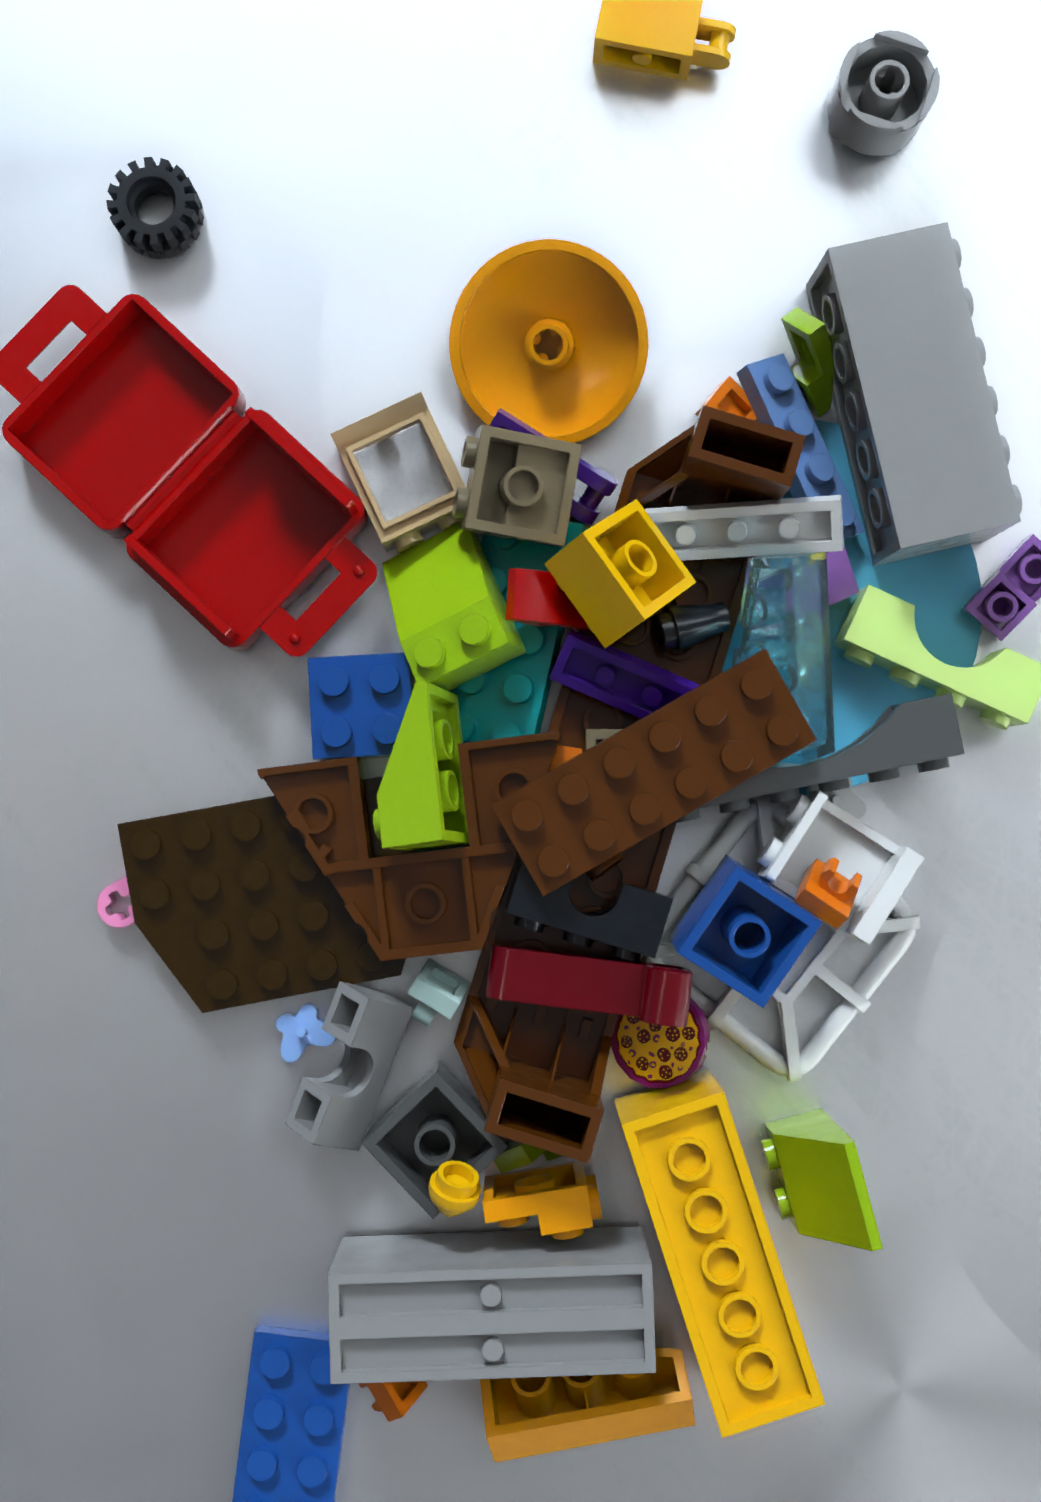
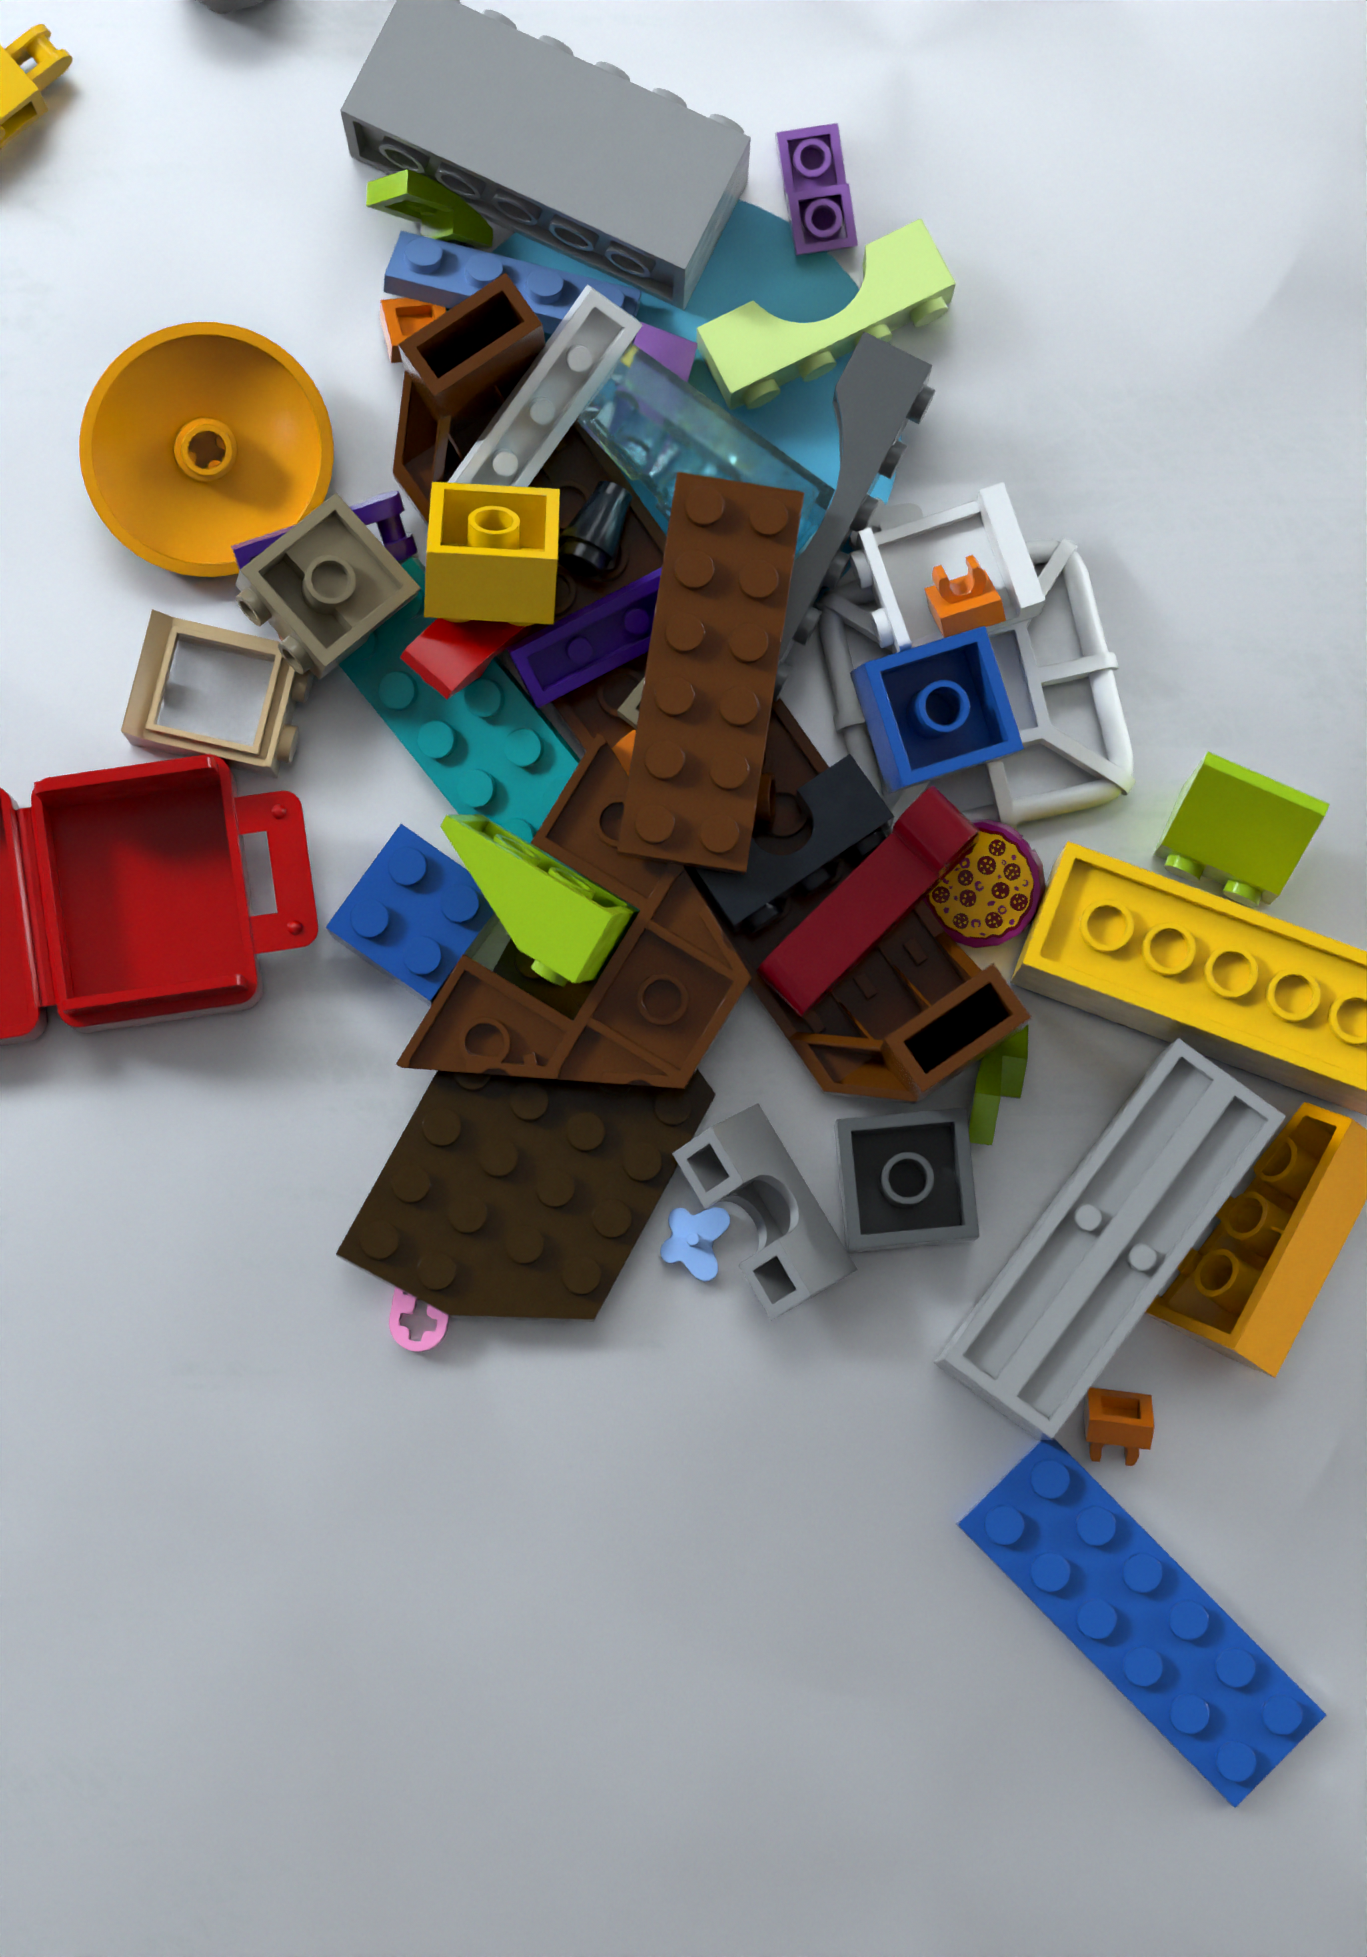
camera: 50 degrees left, 5 degrees down
(437, 992) = (760, 1069): light aqua tile -> none
(450, 610) = (388, 751): lime slope -> none
(454, 1188) = (963, 1185): yellow plate -> none
(556, 1193) = (1059, 1106): light orange plate -> none

